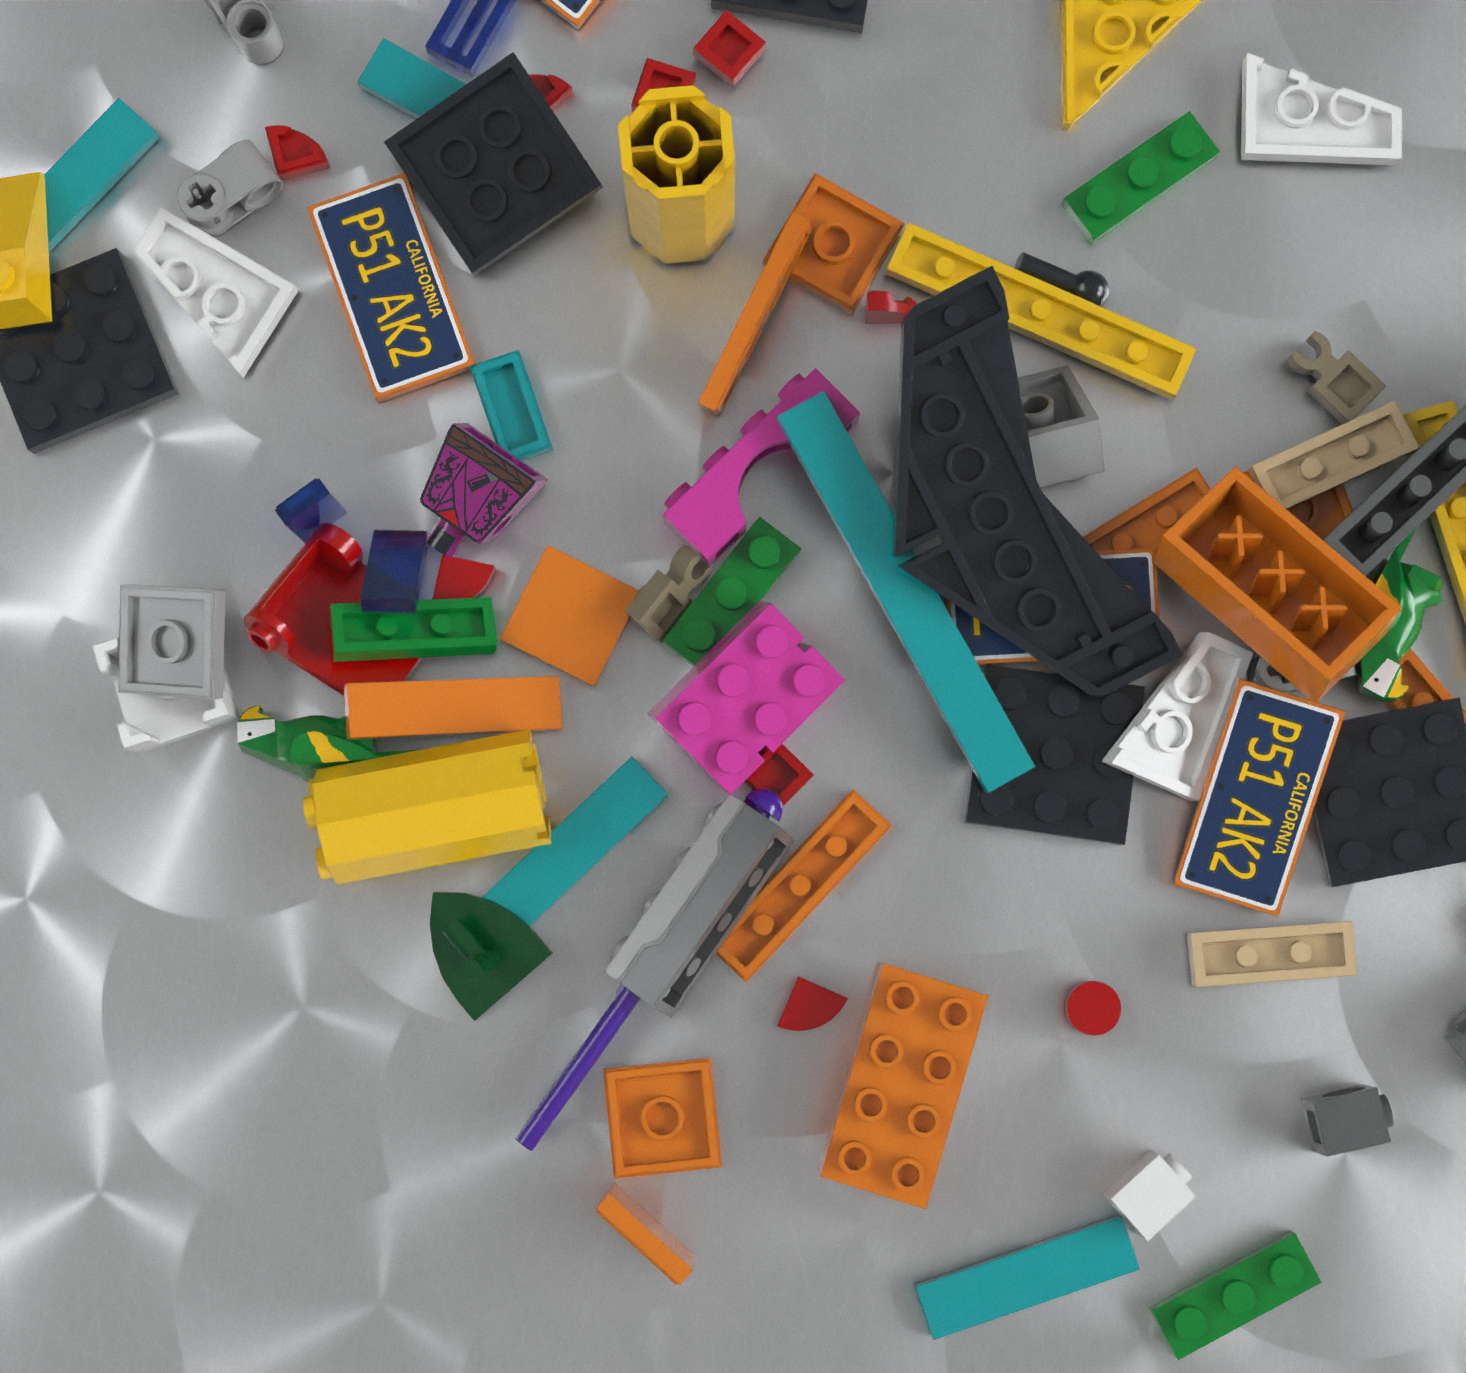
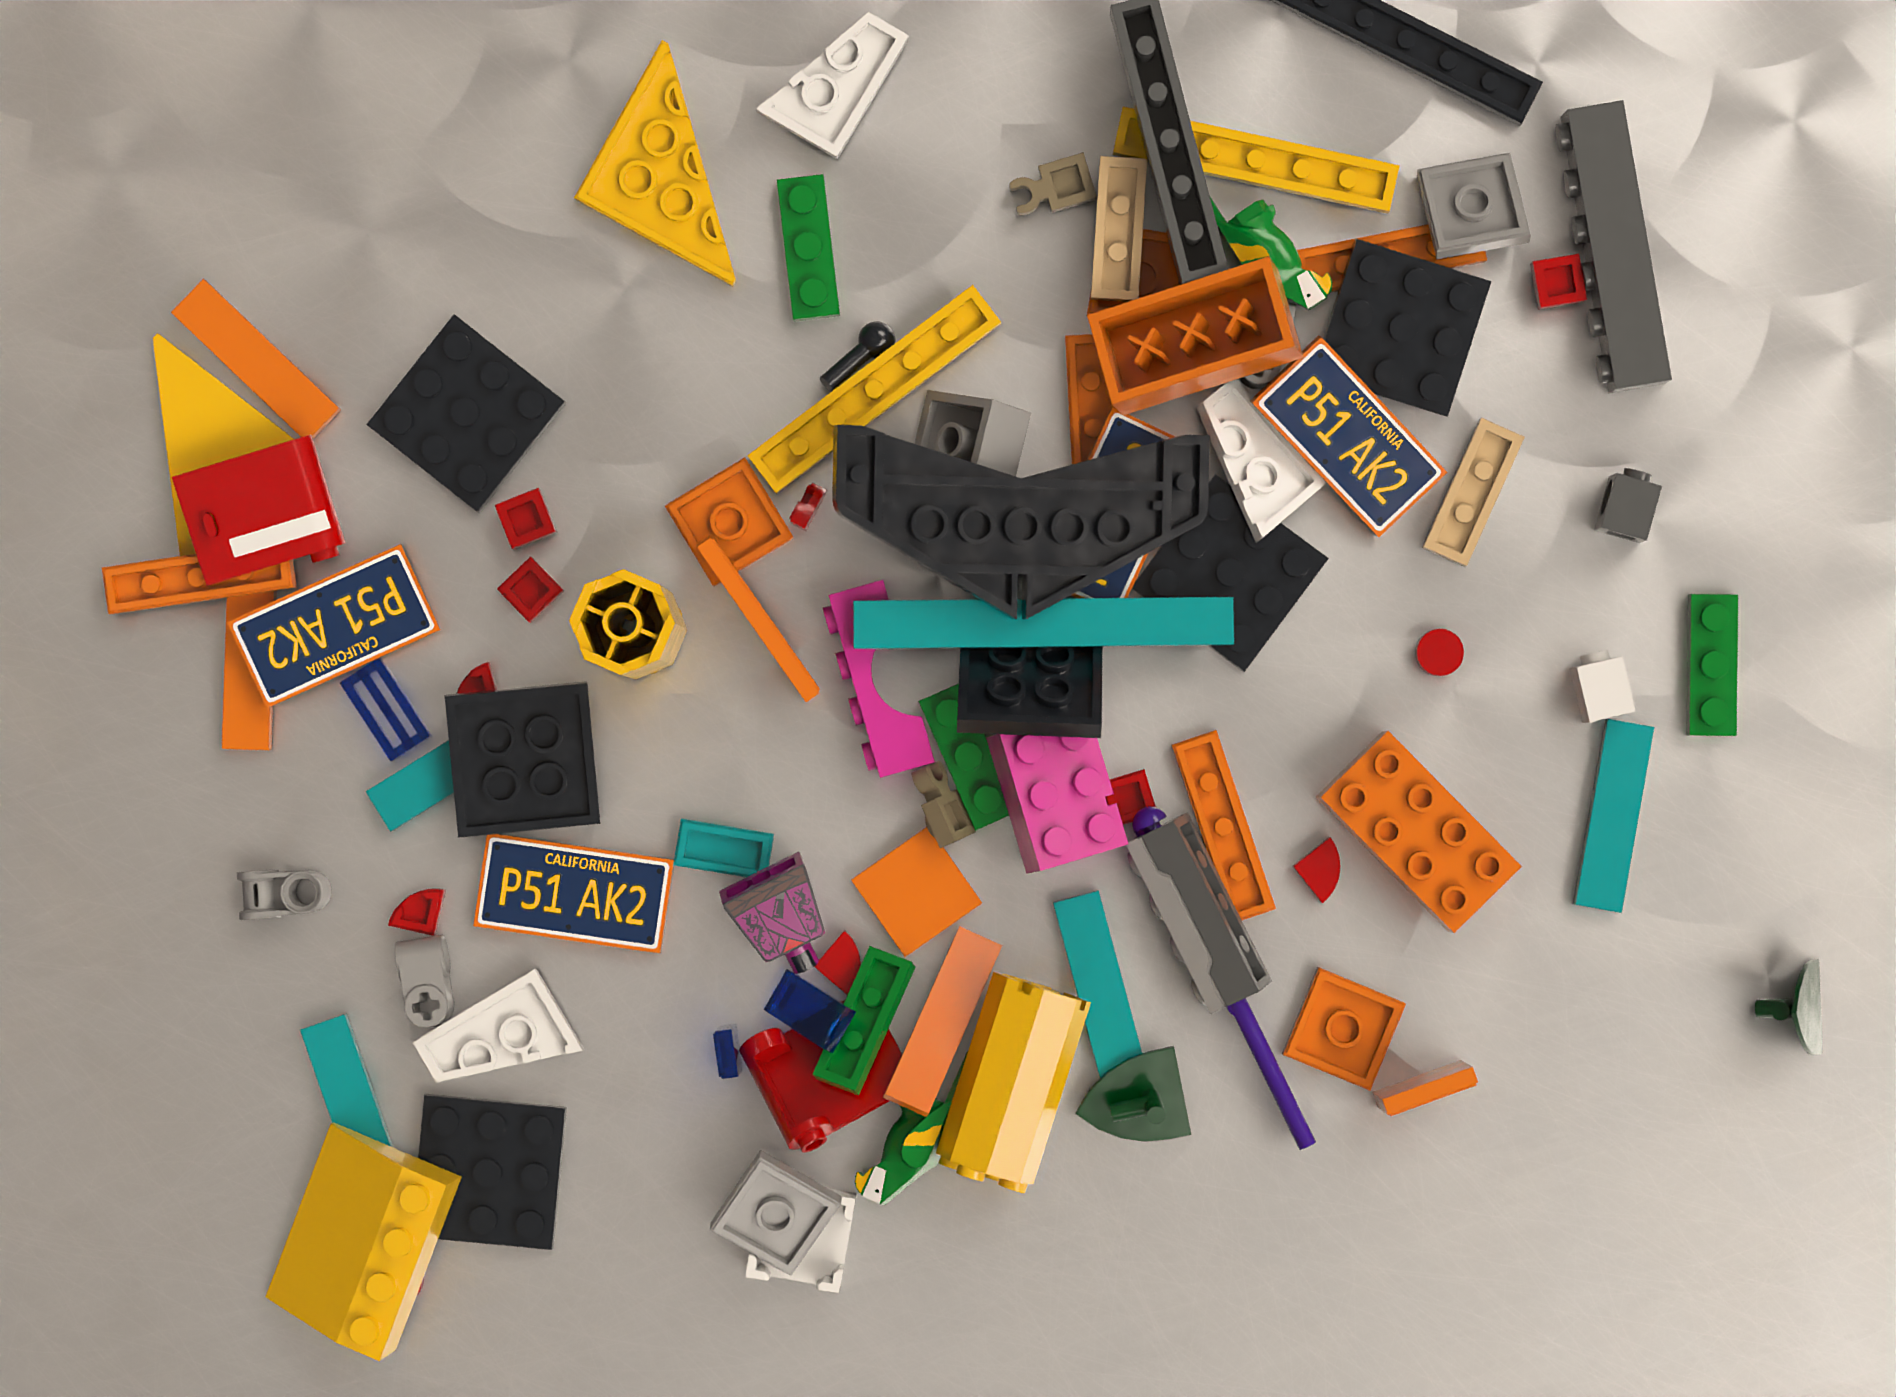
camera: 60 degrees left, 5 degrees up
(830, 613) = (1031, 691): none -> black plate

